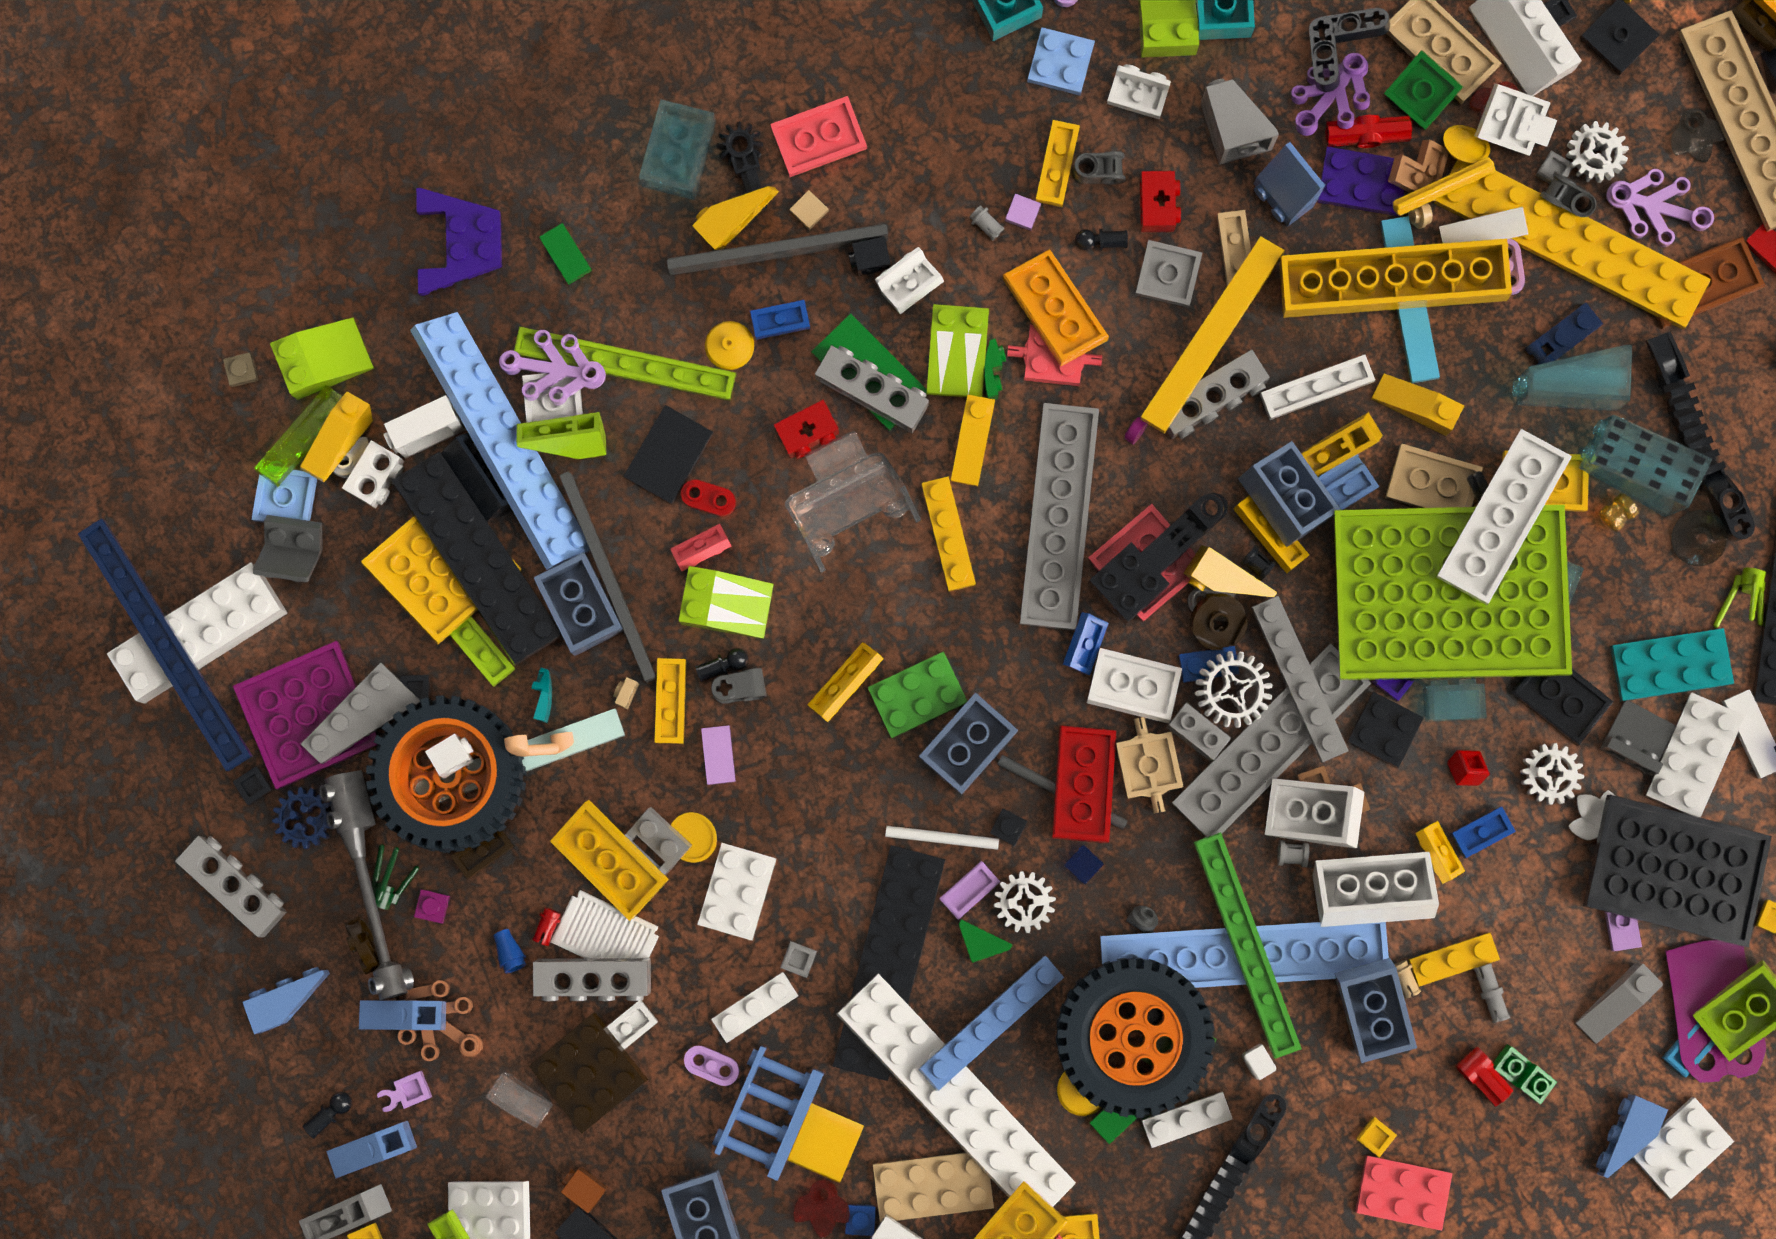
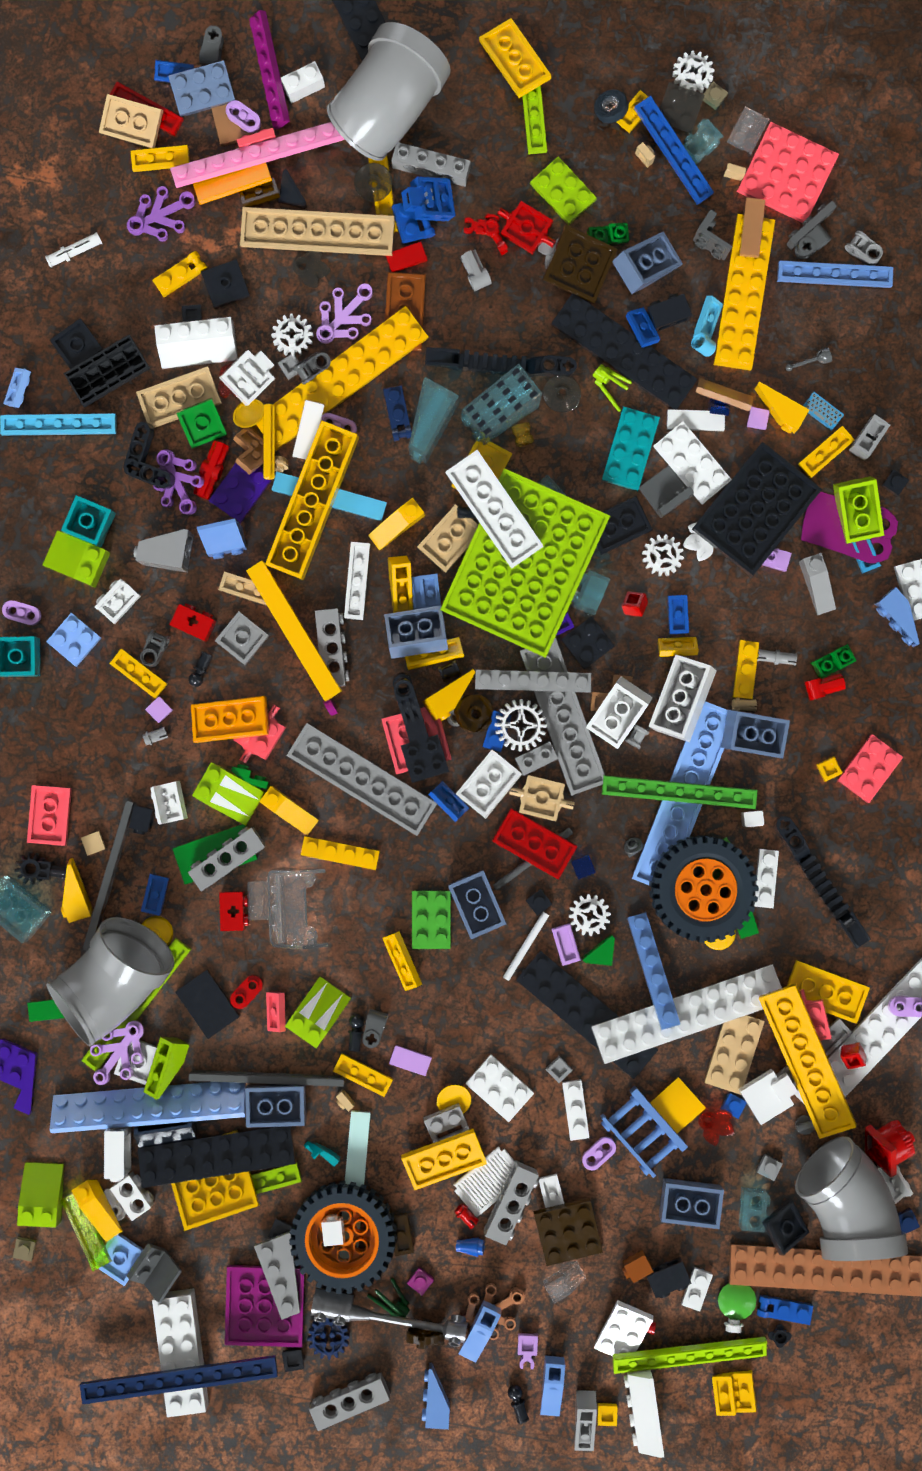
camera: 70 degrees left, 5 degrees up
(519, 745) = (349, 1185): light nougat bar -> none
(647, 310) = (111, 978): none -> light grey cylinder

